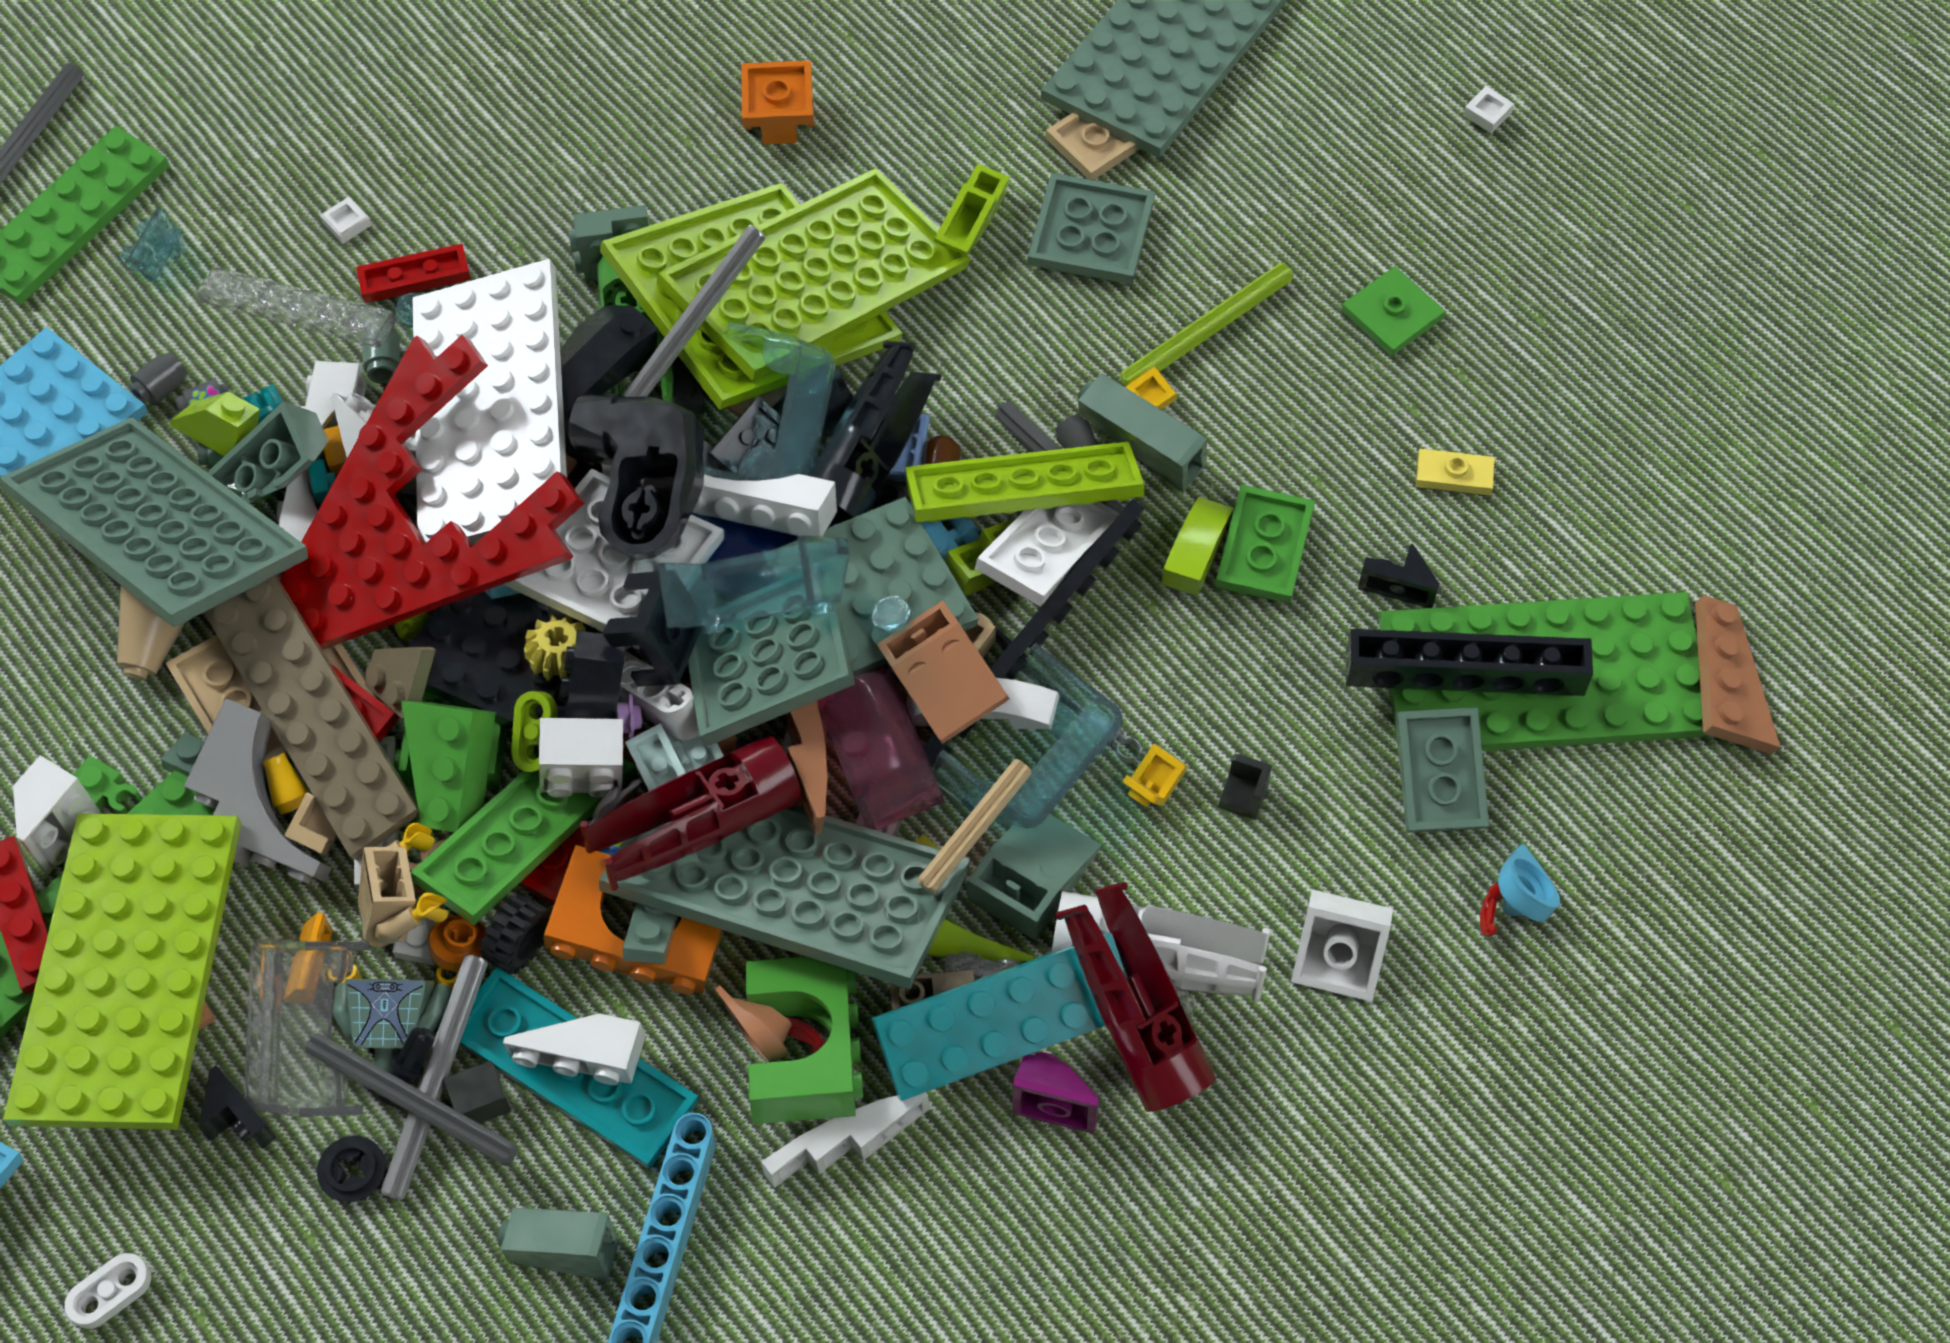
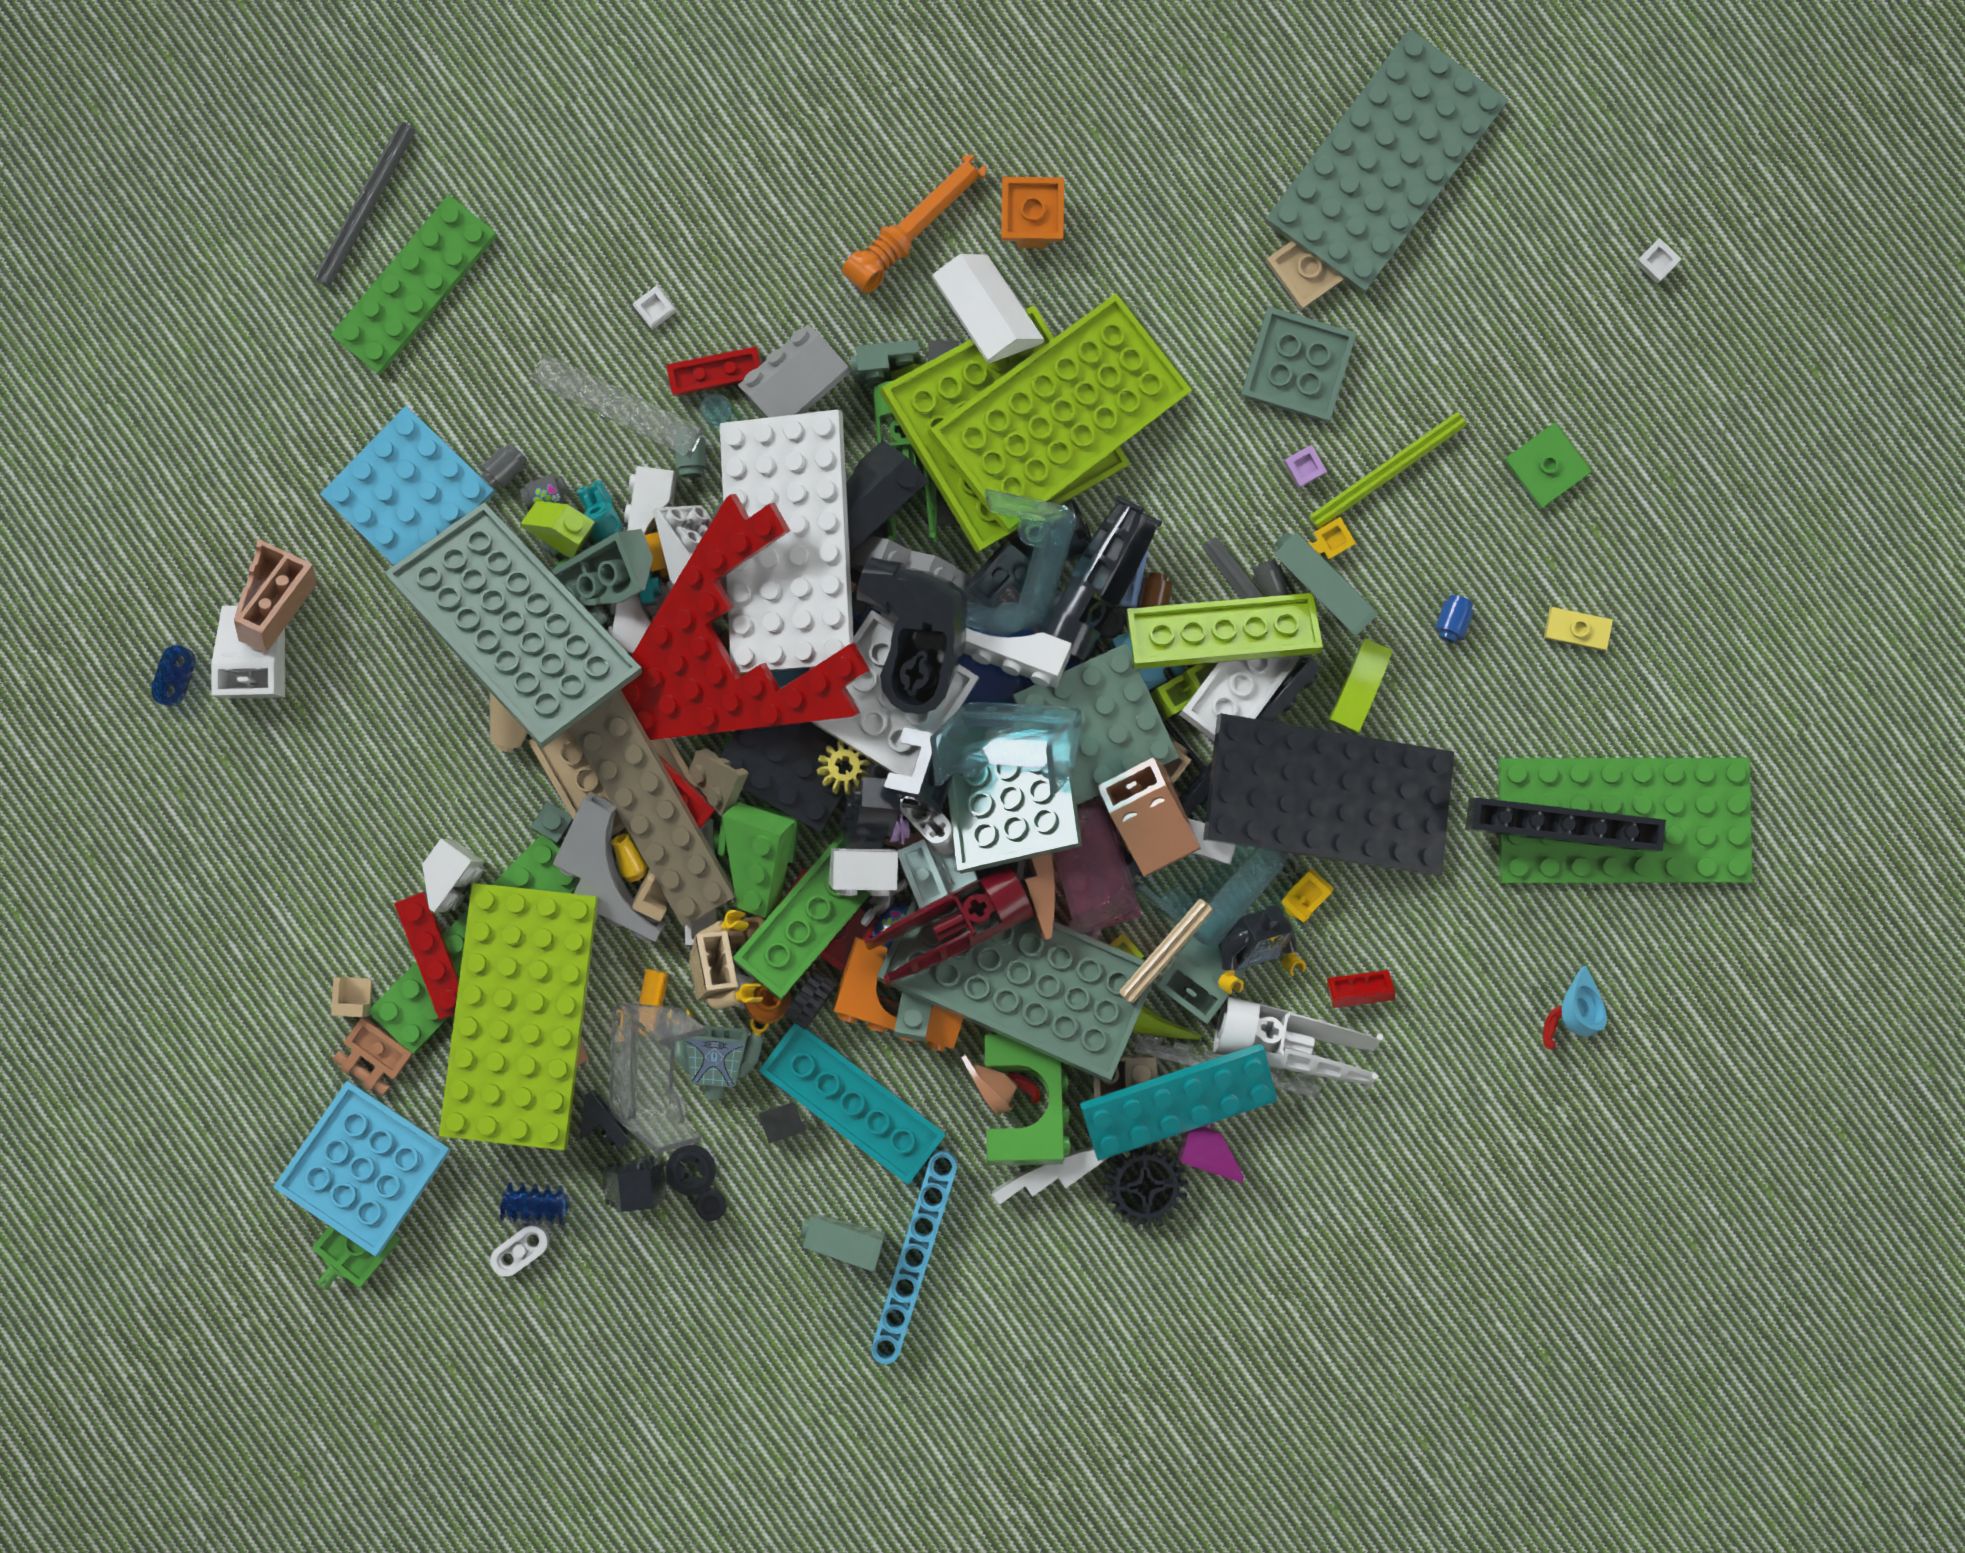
camera: 10 degrees right, 25 degrees up
(105, 785) = (482, 840): bright green plate -> none
(132, 1224) = (534, 1203): none -> clear blue piece
(155, 245) = (493, 329): clear light blue hips -> none
(271, 1176) = (634, 1184): none -> black wedge
(378, 1216) = (711, 1204): none -> black tile
(409, 1062) = (730, 1101): black axle -> none
(412, 1099) = (735, 1130): dark grey axle -> none
(435, 1070) = (751, 1107): light grey axle -> none
(520, 243) = (795, 375): none -> light grey slope
(527, 727) = (824, 835): lime plate -> none
(588, 1045) = (869, 1097): white slope -> none
(622, 137) = (868, 267): none -> orange piece
(696, 313) = (958, 478): light grey axle -> none
(725, 182) = (986, 307): none -> white slope
(891, 614) = (1111, 764): clear light blue plate -> none
(972, 210) = (1196, 344): lime slope -> none
(987, 1145) = (1160, 1185): none -> black gear
(1097, 820) = (1257, 940): none -> black torso
(1109, 325) = (1305, 466): none -> lavender plate
(1142, 1008) = (1282, 1107): dark red piece -> none
(1169, 649) = (1328, 795): none -> black plate
(1236, 883) = (1360, 989): none -> red plate
(1245, 786) = (1376, 909): pearl dark grey panel -> none
(1265, 544) = (1415, 689): bright green plate -> none
(1304, 466) = (1454, 619): none -> blue brick
(1342, 945) = (1436, 1045): white slope -> none
(1409, 583) = (1529, 733): black slope -> none
(1442, 770) = (1531, 907): sand green plate -> none
(1729, 681) = (1770, 847): nougat wing -> none

